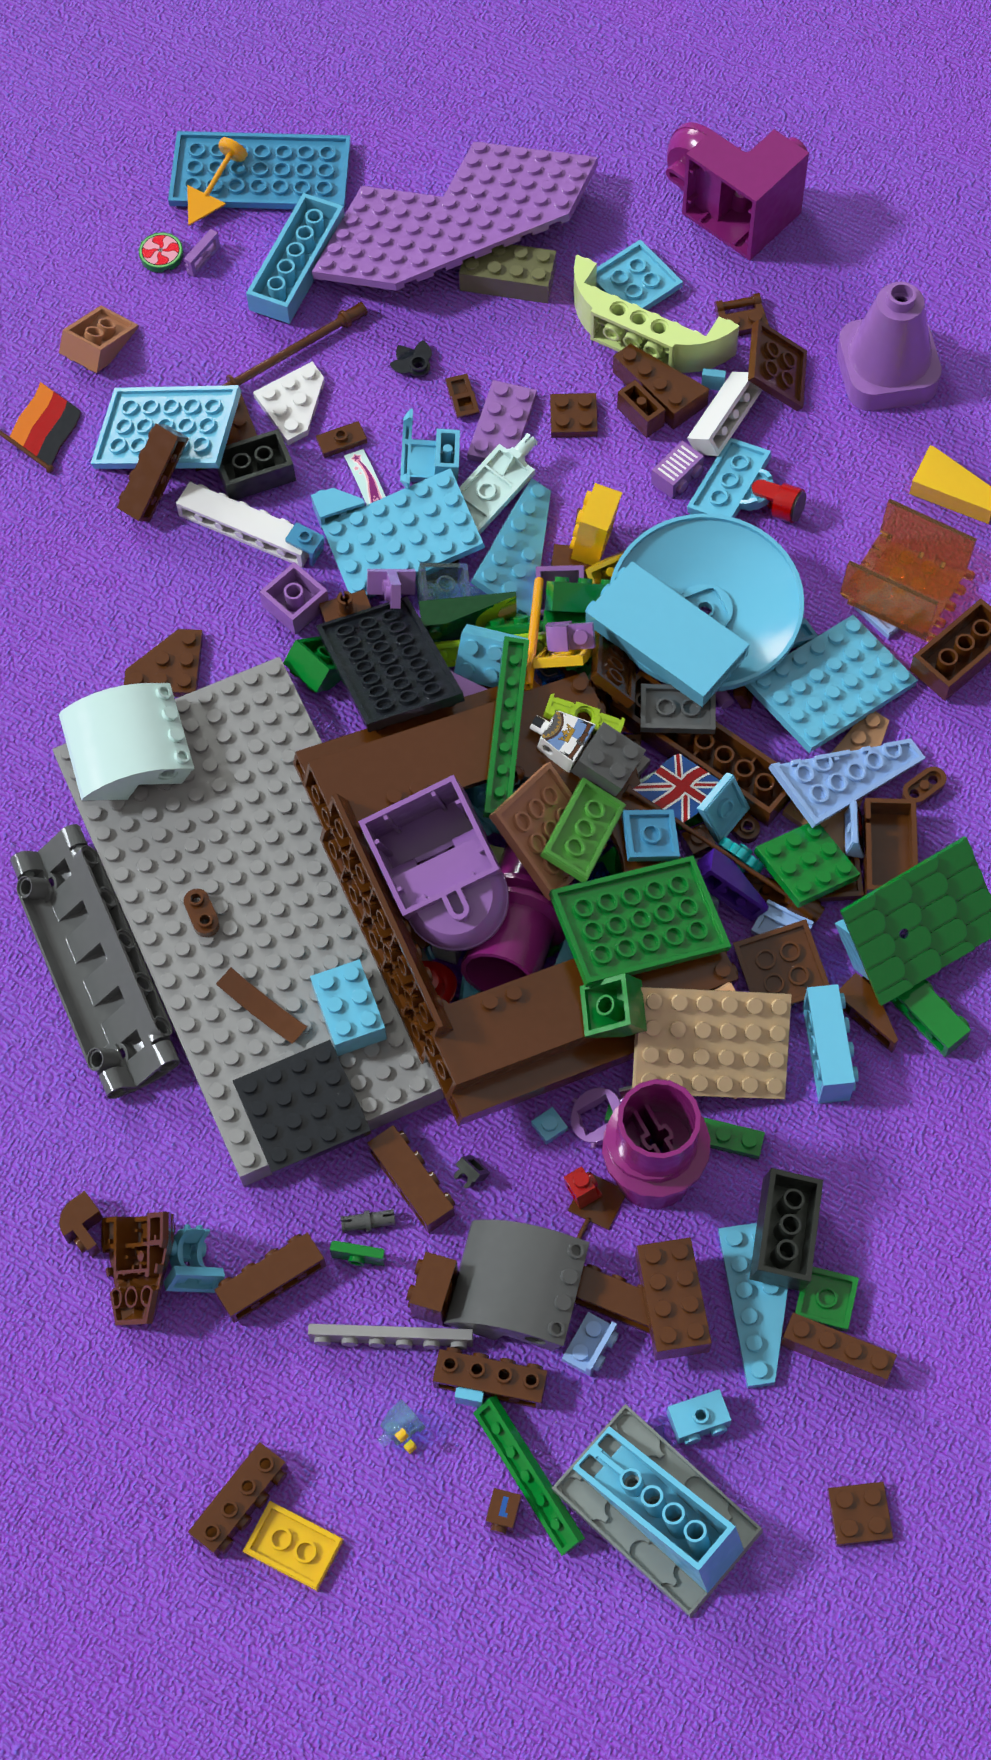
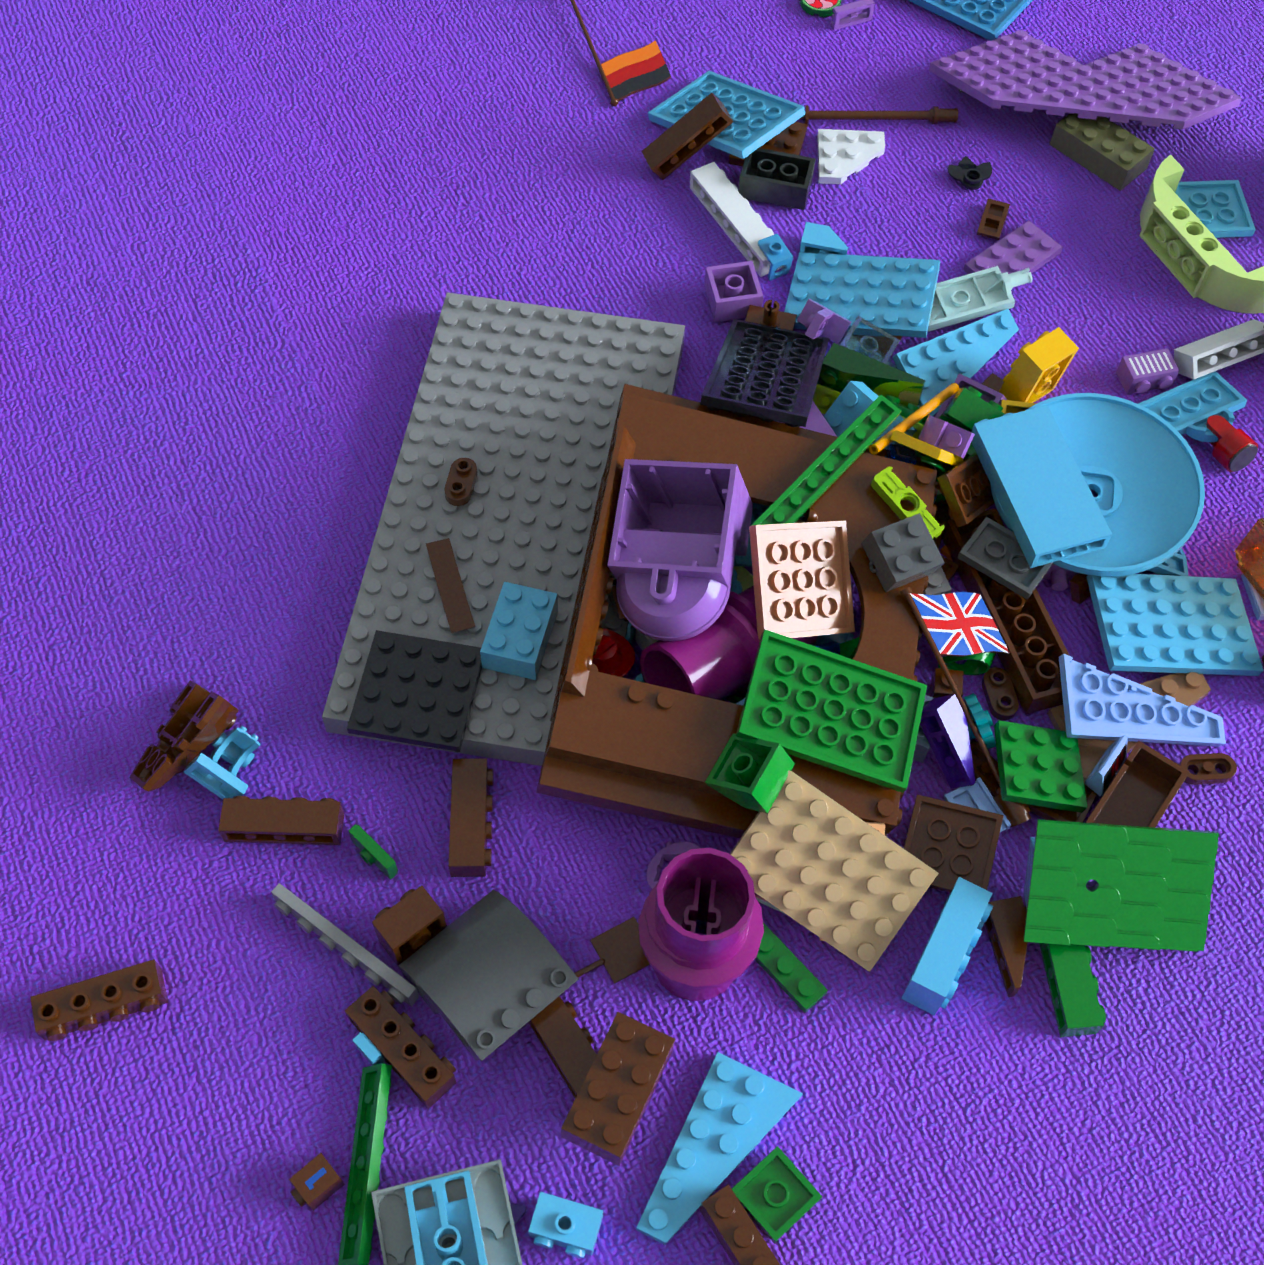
camera: 30 degrees right, 5 degrees down
(77, 1218) = (168, 668): reddish brown brick -> none
(95, 963) = (347, 477): dark grey panel -> none
(96, 338) = (721, 30): nougat slope -> none
(125, 740) = (504, 310): light aqua slope -> none
(172, 662) = (592, 289): reddish brown plate -> none
(289, 265) = (908, 57): medium azure brick -> none
(293, 1546) = (113, 1077): yellow tile -> none
(312, 664) = (705, 345): green slope -> none
(341, 439) = (865, 199): reddish brown plate -> none
(365, 476) = (865, 235): sticker -> none
(368, 1220) = (405, 829): dark grey pin -> none
(400, 1426) = (287, 1032): clear light blue piece -> none
(427, 457) = (925, 244): medium azure piece -> none
(472, 1169) = (529, 844): pearl dark grey tile -> none
(549, 1125) = (629, 852): medium azure plate -> none
(562, 737) = (873, 507): torso -> none
(573, 415) = (1082, 283): reddish brown plate -> none
(582, 1187) = (615, 926): red brick -> none
(583, 830) = (835, 598): bright green tile -> none
(590, 1343) = (517, 1079): light blue bracket -> none
(640, 408) = (1147, 305): reddish brown brick -> none
(650, 835) = (898, 643): dark azure plate -> none
(672, 389) = (1178, 299): reddish brown wedge -> none
(713, 378) = (1230, 316): medium azure tile -> none
(723, 807) = (991, 667): medium azure tile -> none
(786, 1229) = (779, 1097): pearl dark grey brick -> none

